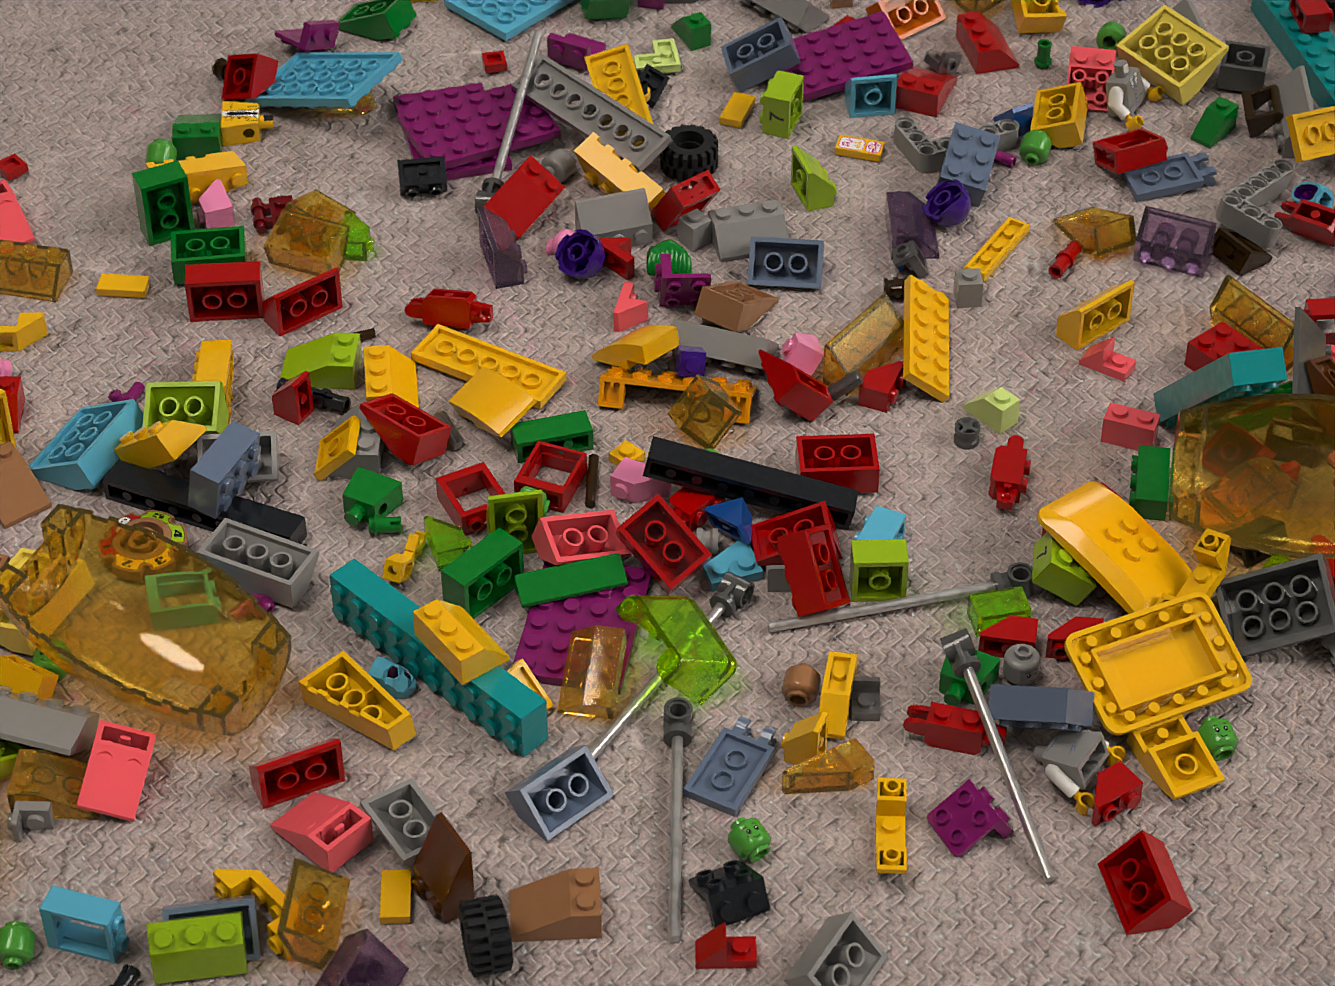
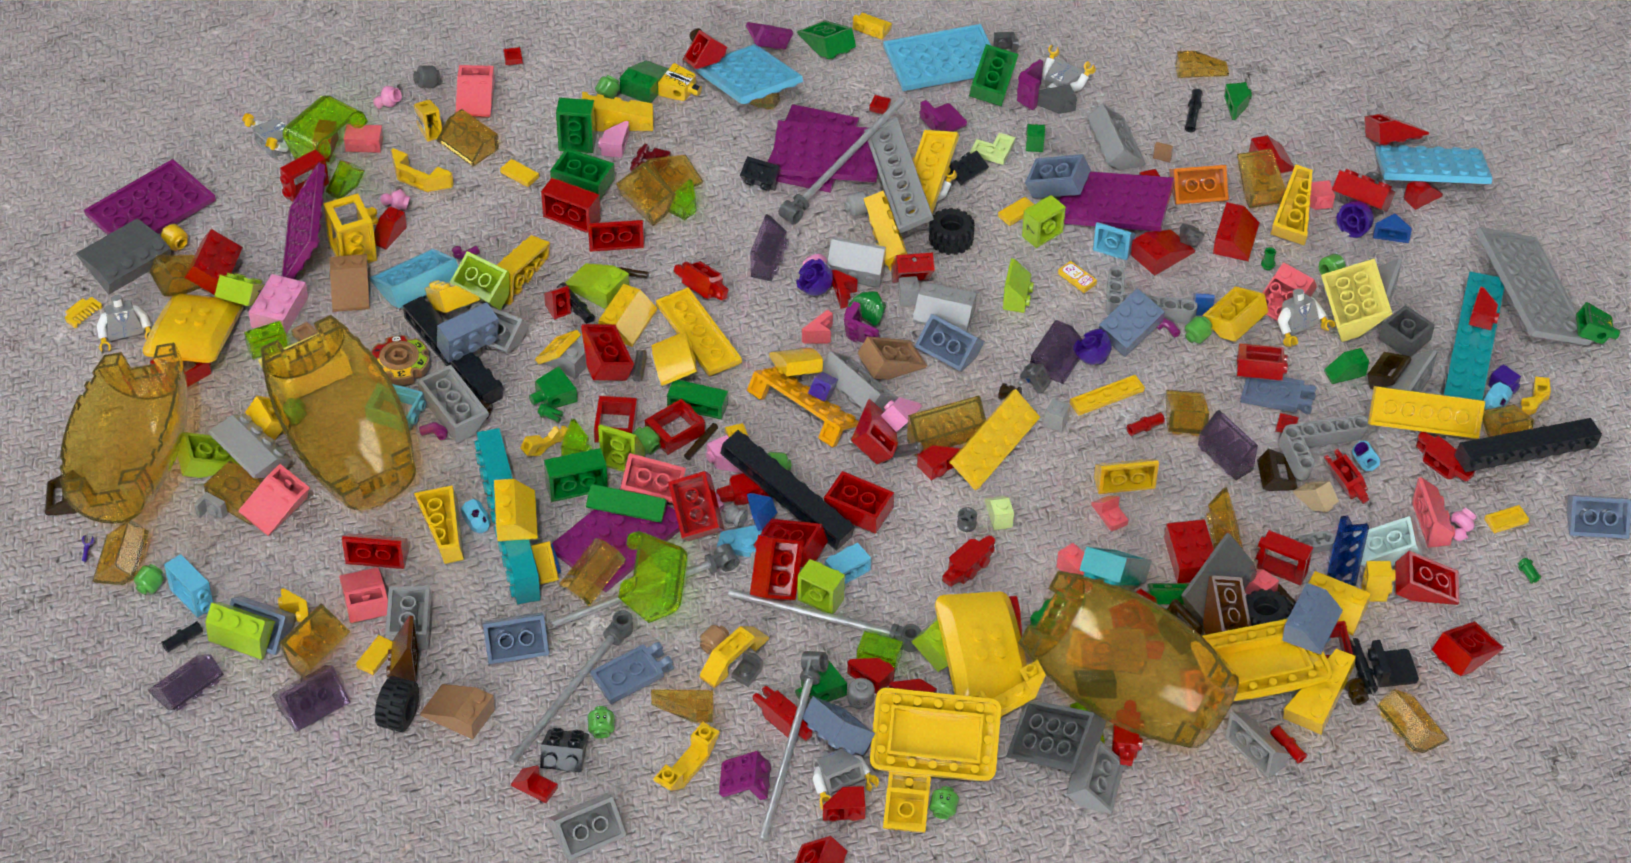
camera: 30 degrees right, 5 degrees up
(525, 196) = (811, 218): red slope -> none
(704, 412) = (801, 426): clear yellow slope -> none
(806, 739) = (684, 676): yellow slope -> none
(1206, 201) = (1285, 420): none -> red plate
(1302, 254) = (1317, 495): none -> tan slope

